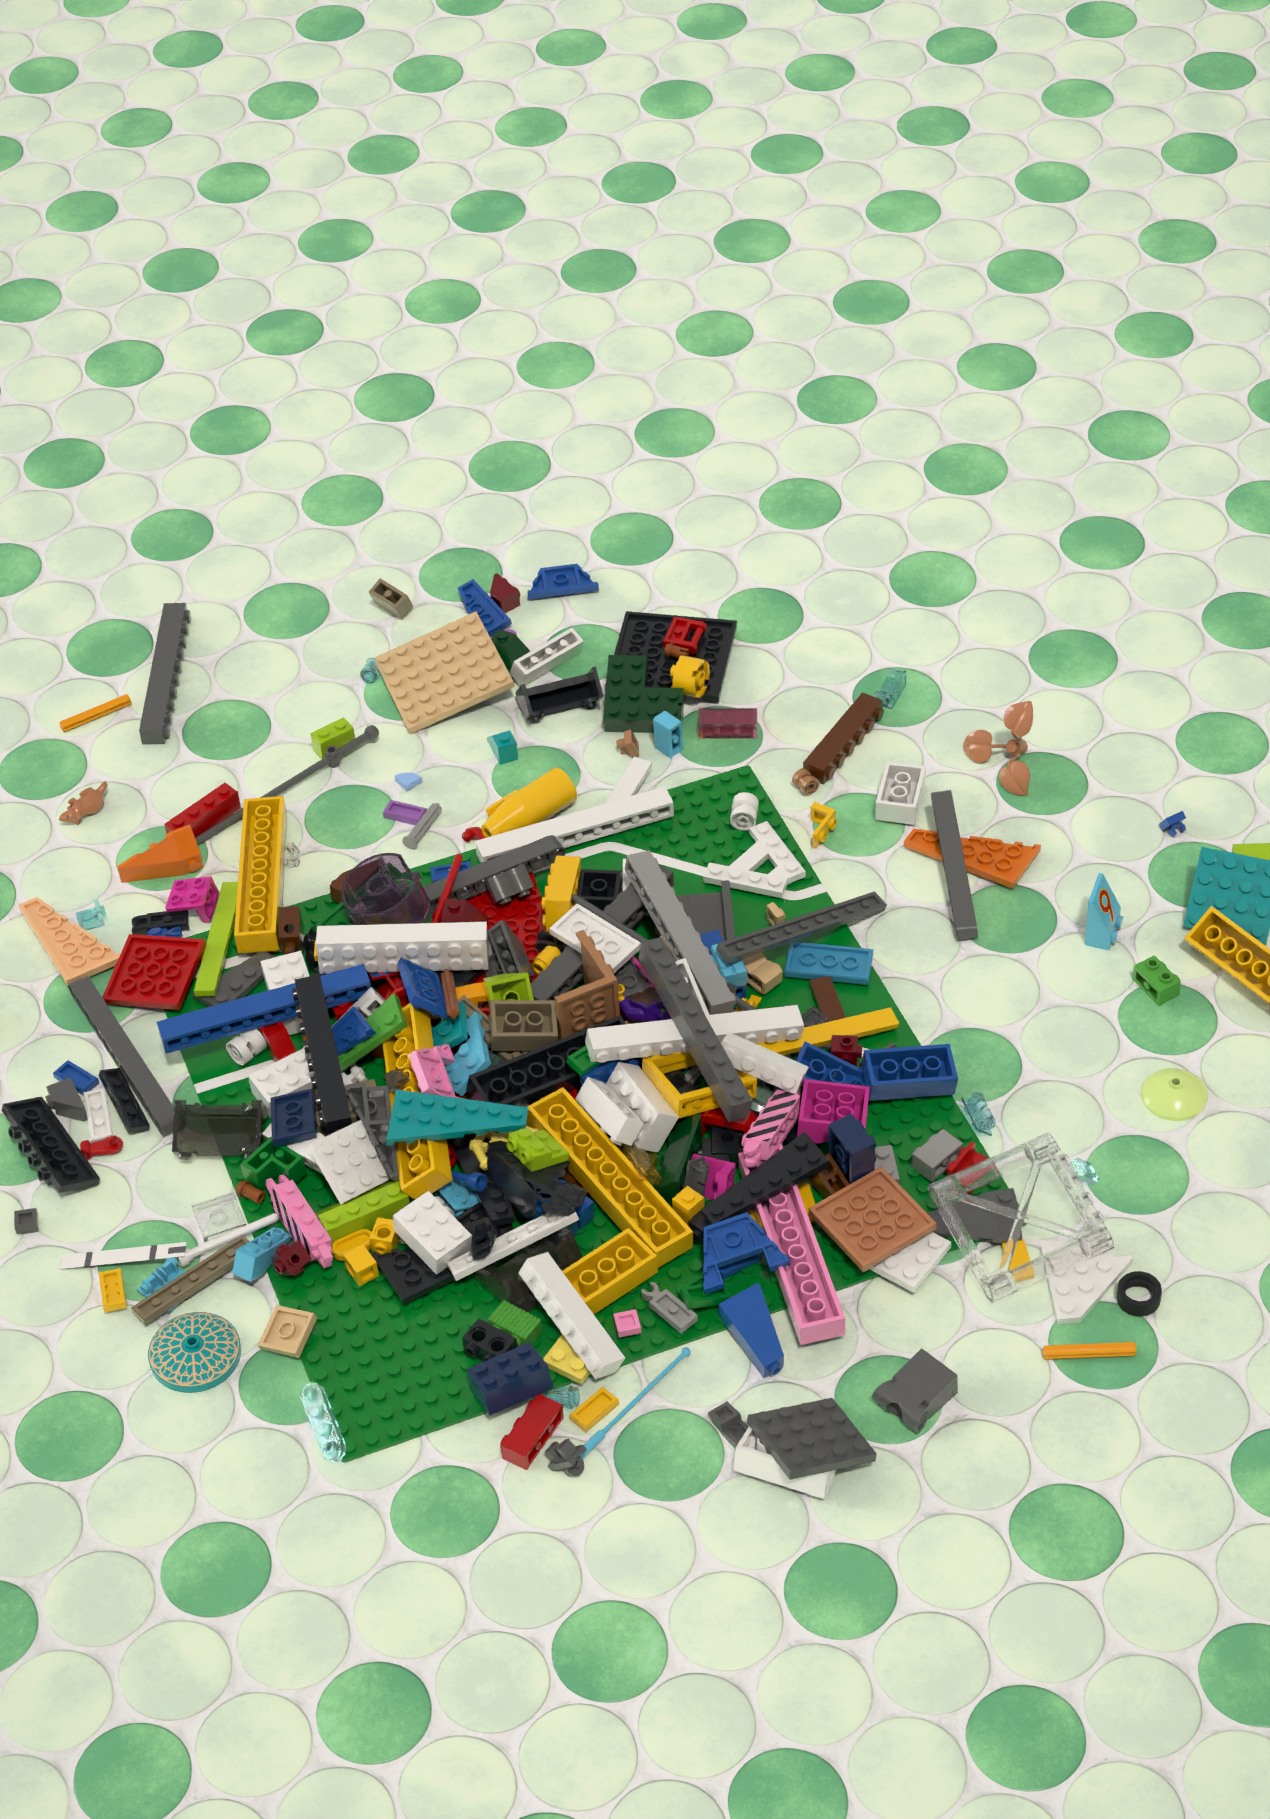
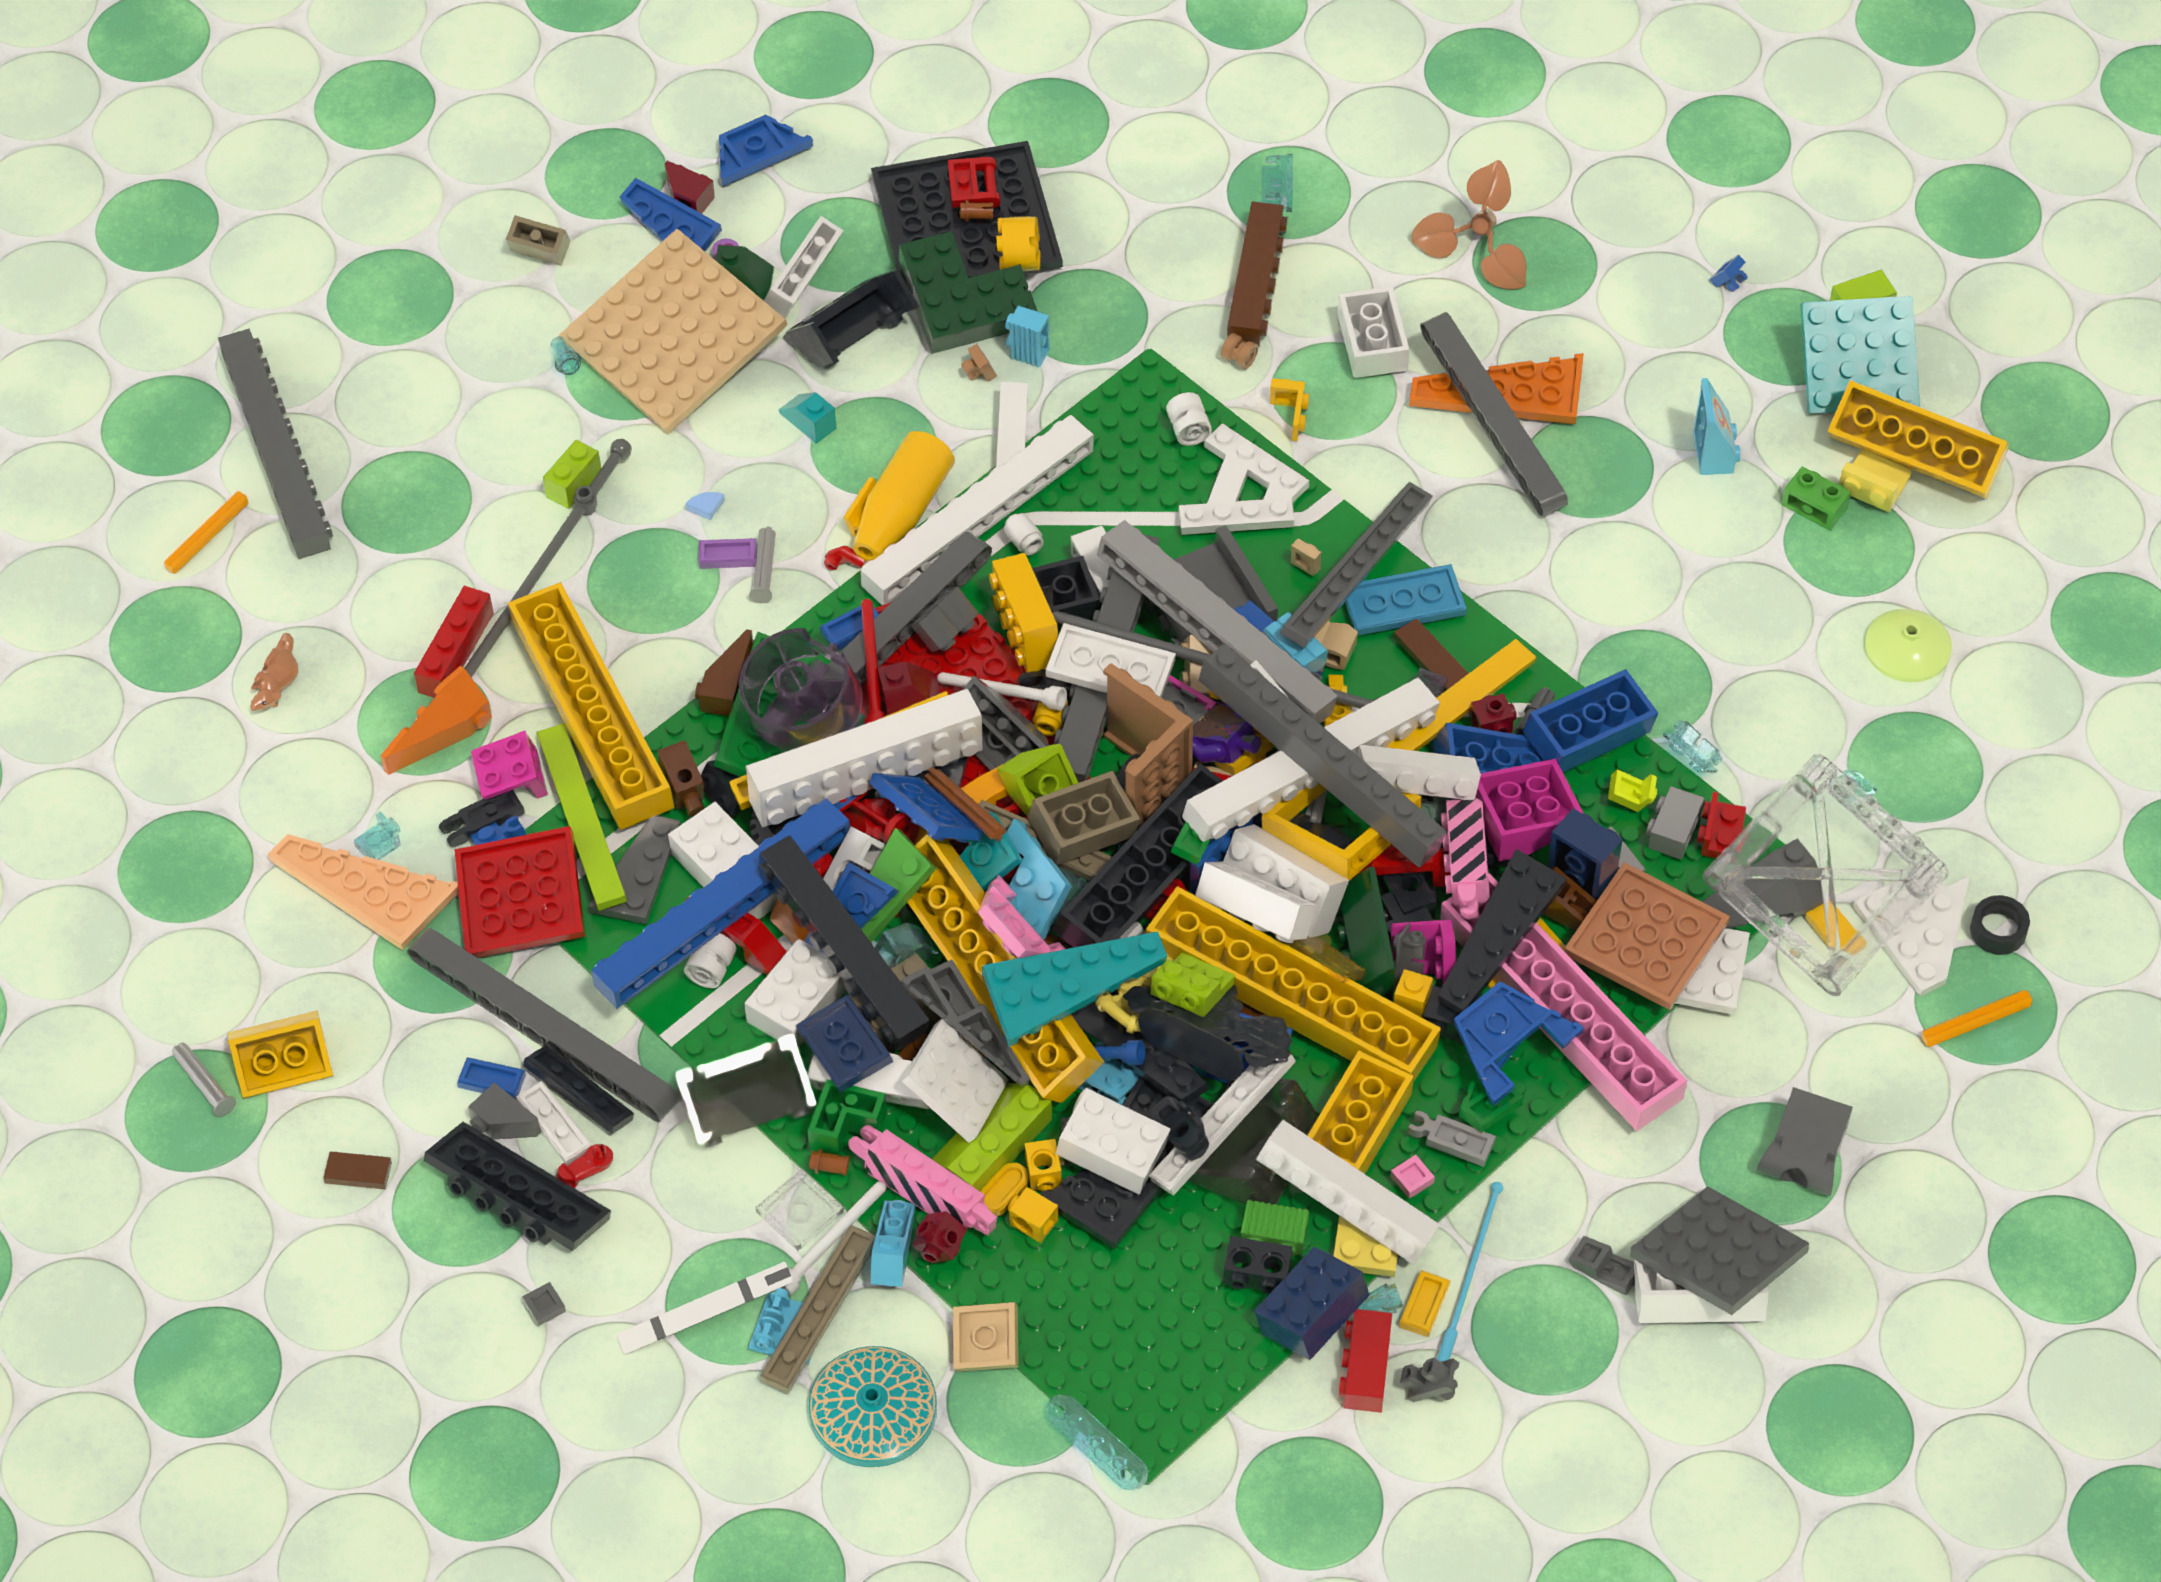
camera: 25 degrees left, 10 degrees up
(112, 1290) = (717, 1360): yellow plate -> none
(293, 850) = (613, 661): clear arm -> none
(367, 1069) = (904, 941): none -> clear light blue slope
(395, 1080) = (960, 948): clear smoke tile -> none
(548, 948) = (1052, 697): none -> white piece
(596, 851) = (1023, 534): none -> white brick
(727, 723) = (1094, 295): clear pink brick -> none
(752, 1327) = (1572, 1131): blue slope -> none
(917, 1126) = (1632, 791): none -> neon yellow bracket
(1205, 980) = (1875, 479): none -> light yellow bracket

